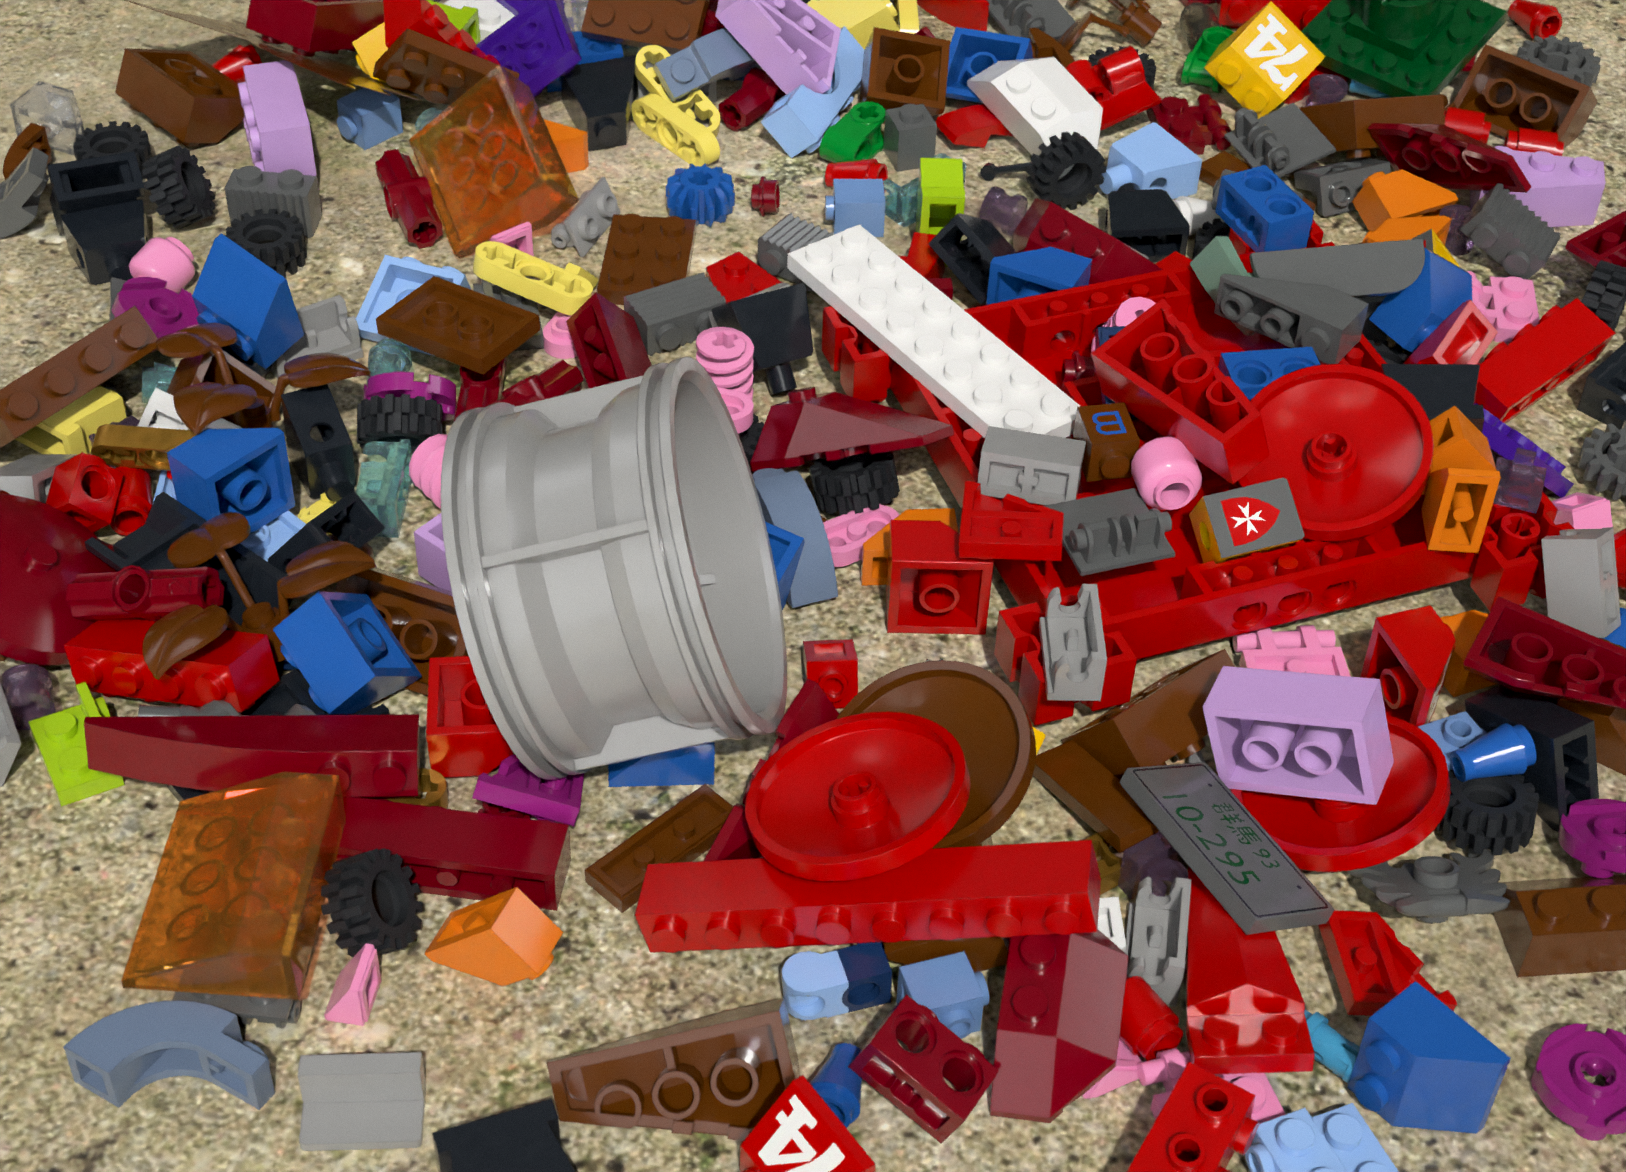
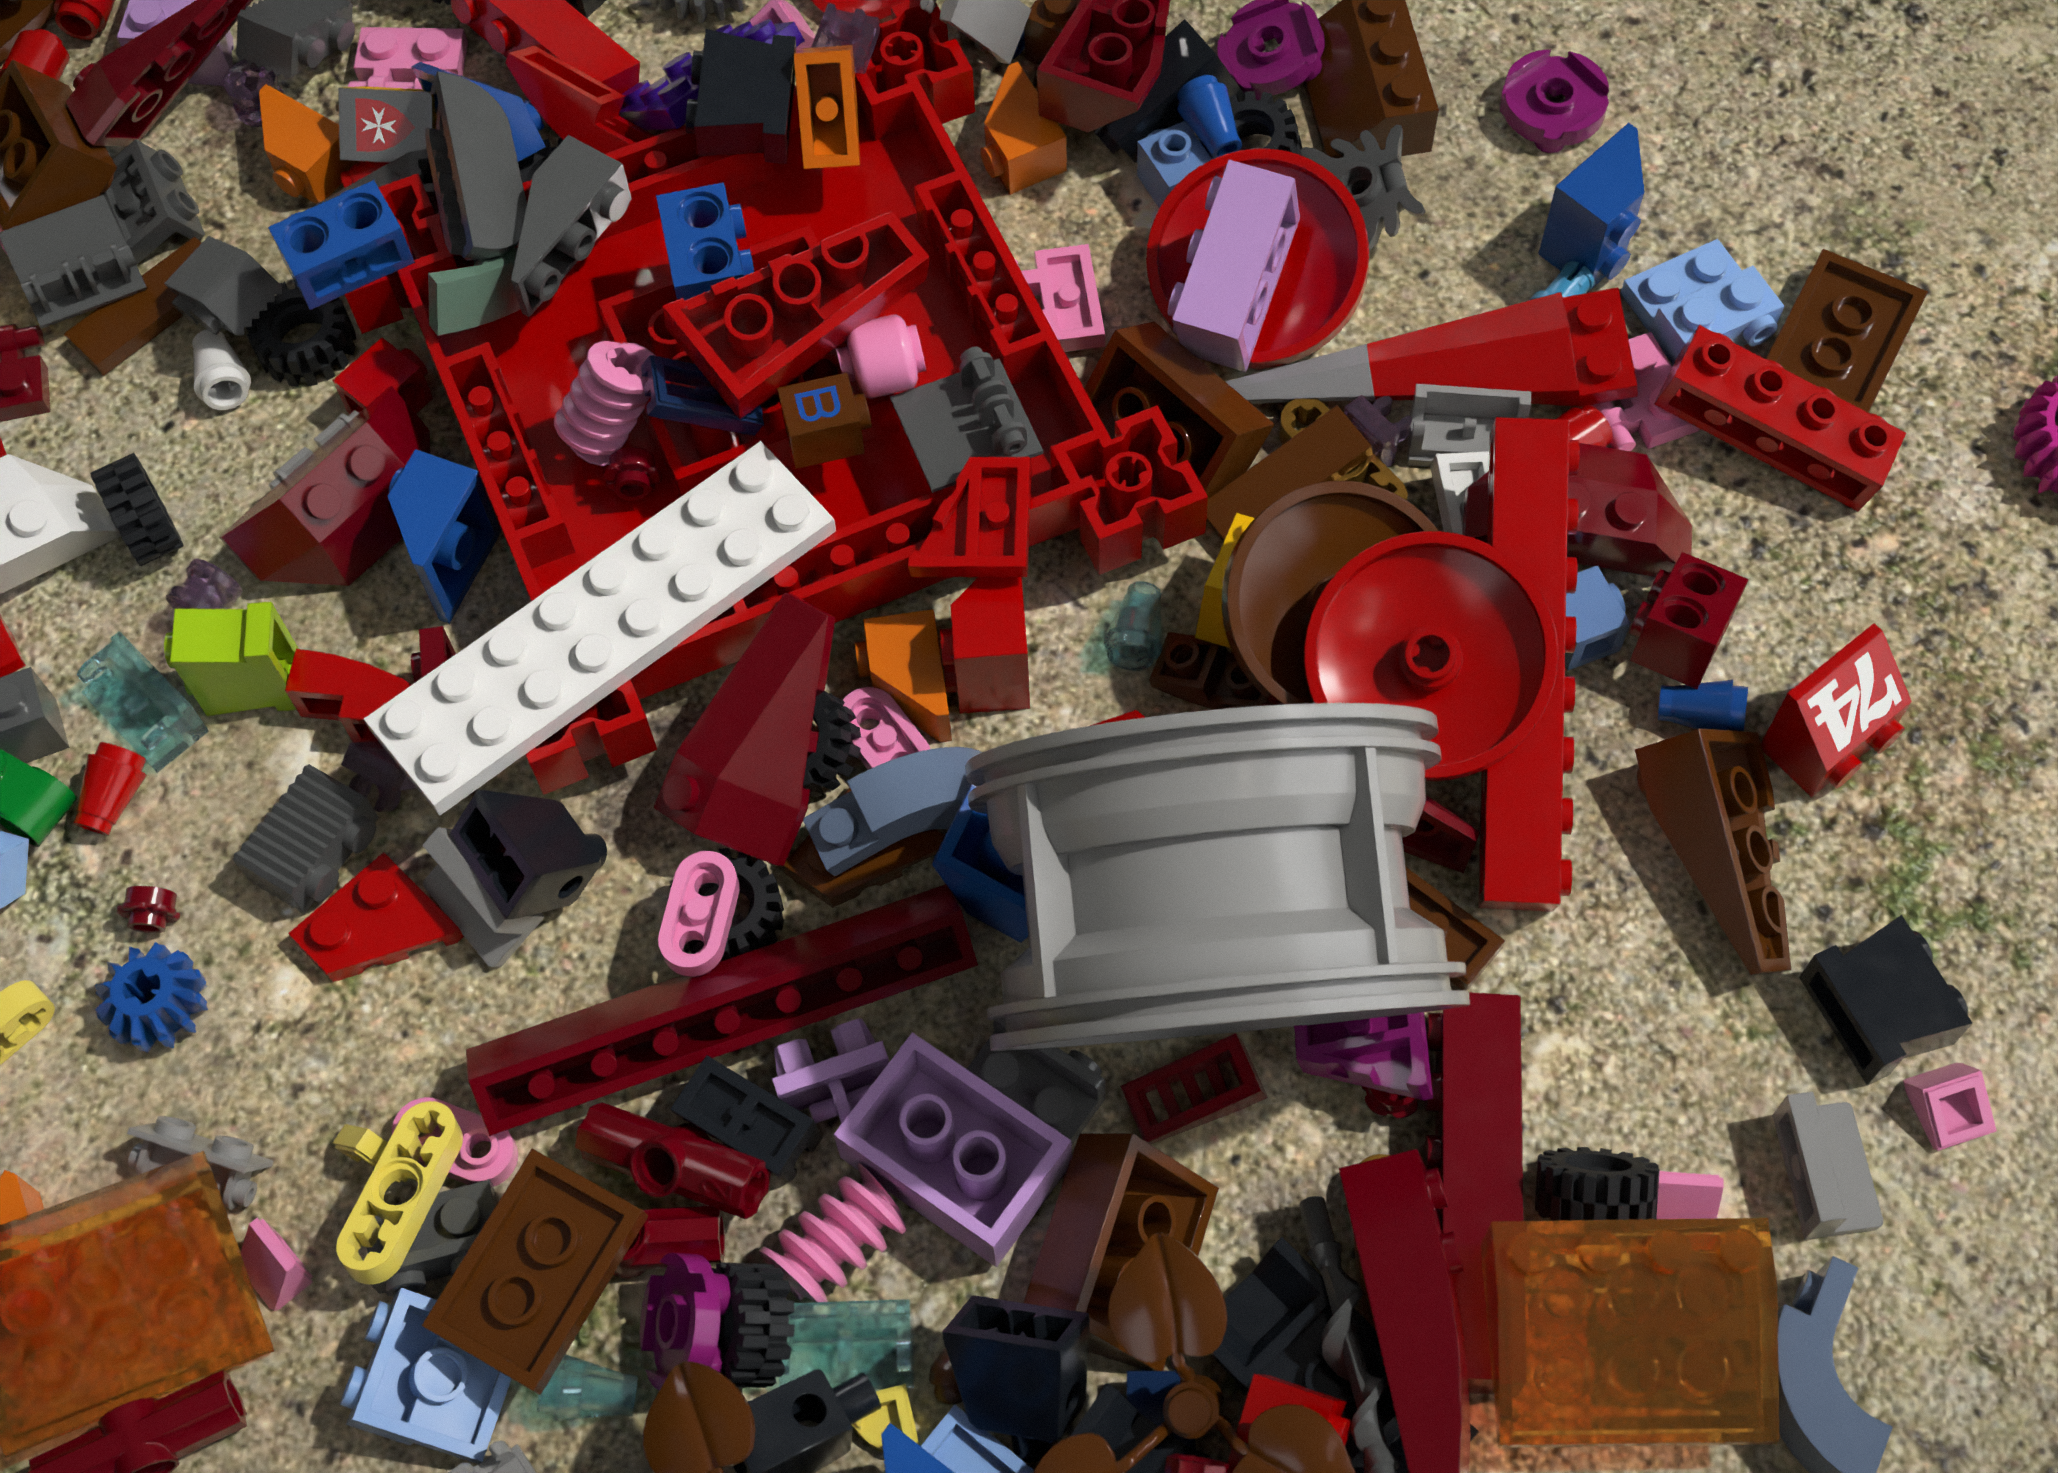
camera: 90 degrees left, 20 degrees up
(345, 651) = (1260, 1285): blue slope -> none
(459, 724) = (1275, 1119): red slope -> none
(497, 939) = (1594, 1064): orange slope -> none
(645, 254) = (296, 1063): reddish brown plate -> none
(673, 312) = (442, 996): dark grey brick -> none
(727, 358) = (616, 904): bright pink piece -> none
(836, 981) = (1590, 723): leg -> none
(855, 204) = (189, 780): medium blue brick -> none
(971, 256) = (337, 613): black torso -> none
(989, 170) = (89, 620): black hinge -> none
(1030, 466) = (870, 498): light grey hinge -> none
(1073, 647) = (1173, 451): light grey hinge -> none
(1146, 221) = (238, 428): black torso -> none
(1152, 161) = (101, 414): light blue torso -> none
(1226, 847) = (1367, 353): dark grey tile -> none
(1246, 521) = (947, 299): piece -> none
(1347, 446) = (831, 160): red dish -> none
(1371, 962) = (1461, 252): red wing -> none
(1399, 196) = (215, 143): orange slope -> none
(1411, 660) = (1099, 181): red slope -> none
(1458, 508) = (914, 81): orange slope -> none

